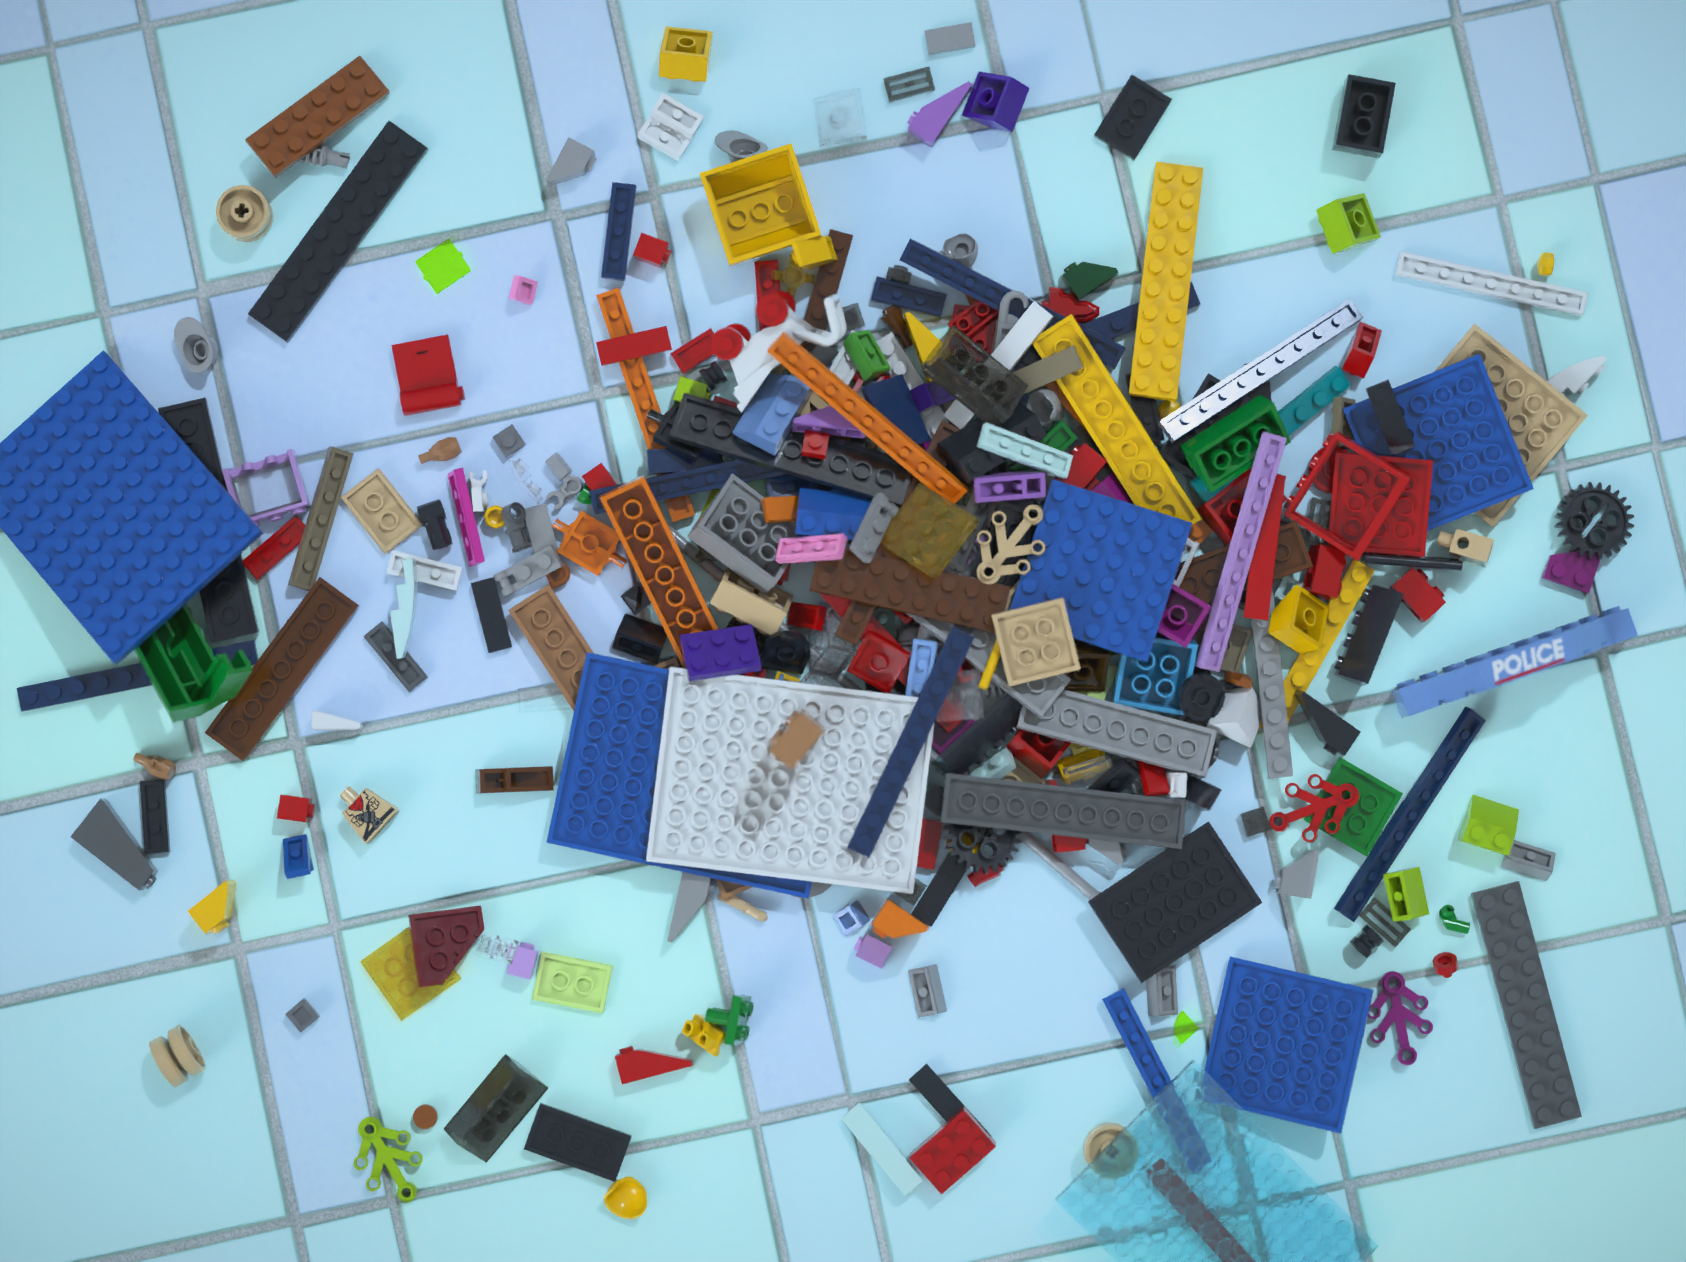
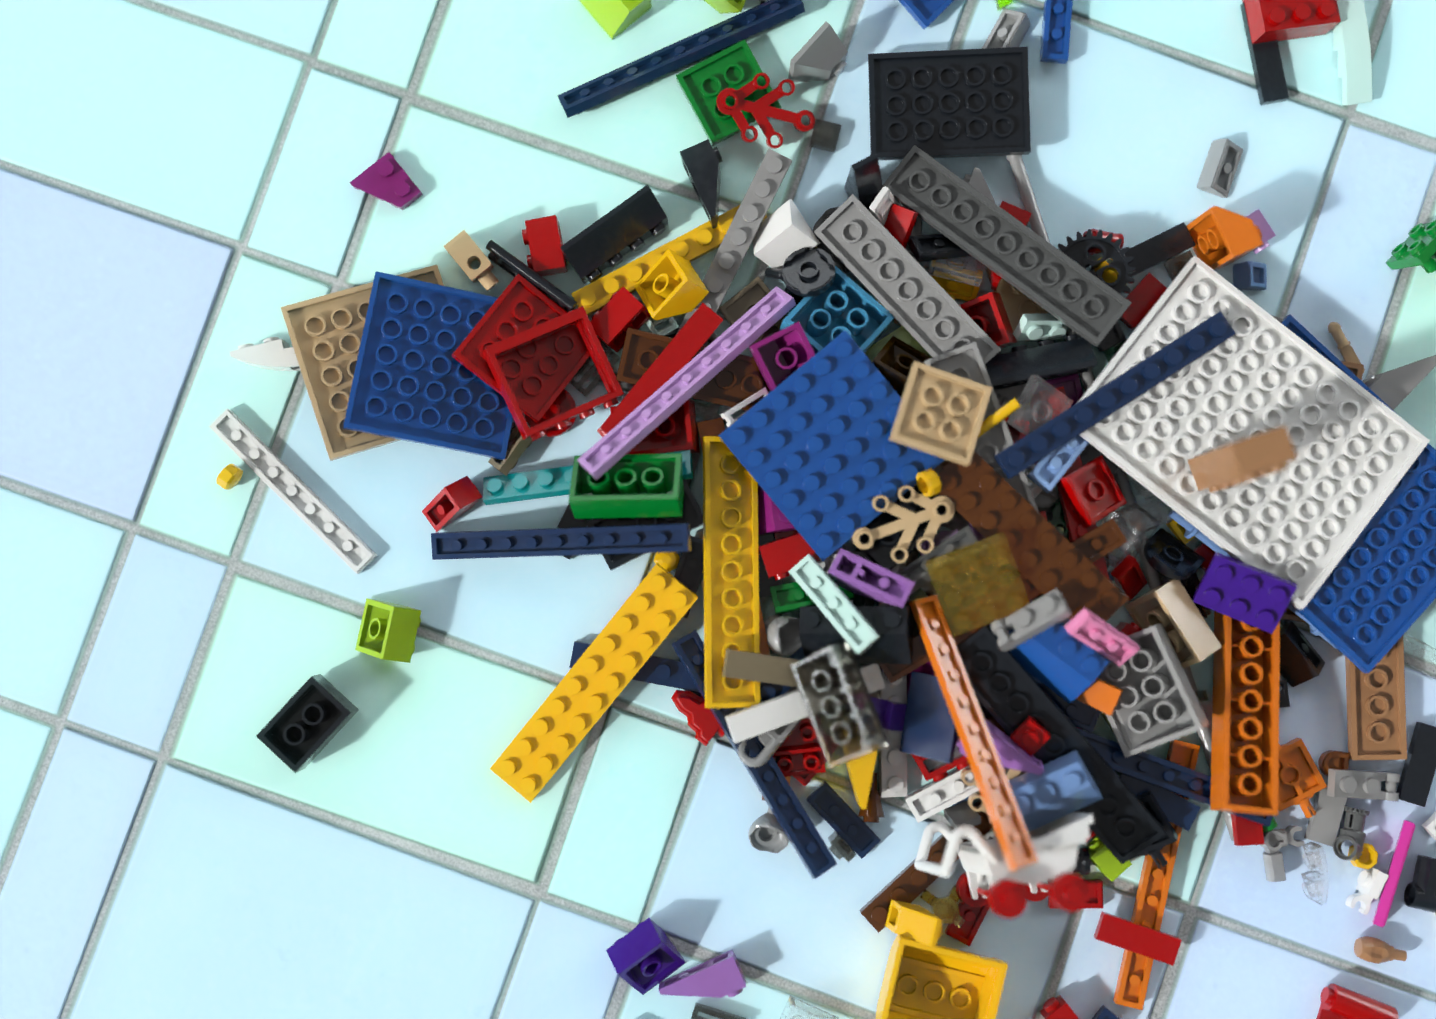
camera: 145 degrees left, 0 degrees up
(509, 440) = (1305, 919): flat silver plate -> none
(853, 317) = (910, 834): clear smoke plate -> none
(866, 355) = (921, 790): bright green slope -> none
(1011, 585) = (928, 482): none -> yellow tile
(1086, 278) = (665, 732): dark green slope -> none
(1132, 117) = (525, 858): black tile -> none
(1238, 679) = (761, 270): dark orange tile -> none
(1390, 417) = (465, 422): black slope -> none
(1514, 661) = (496, 120): medium blue brick -> none
(1611, 534) = (333, 190): black gear -> none

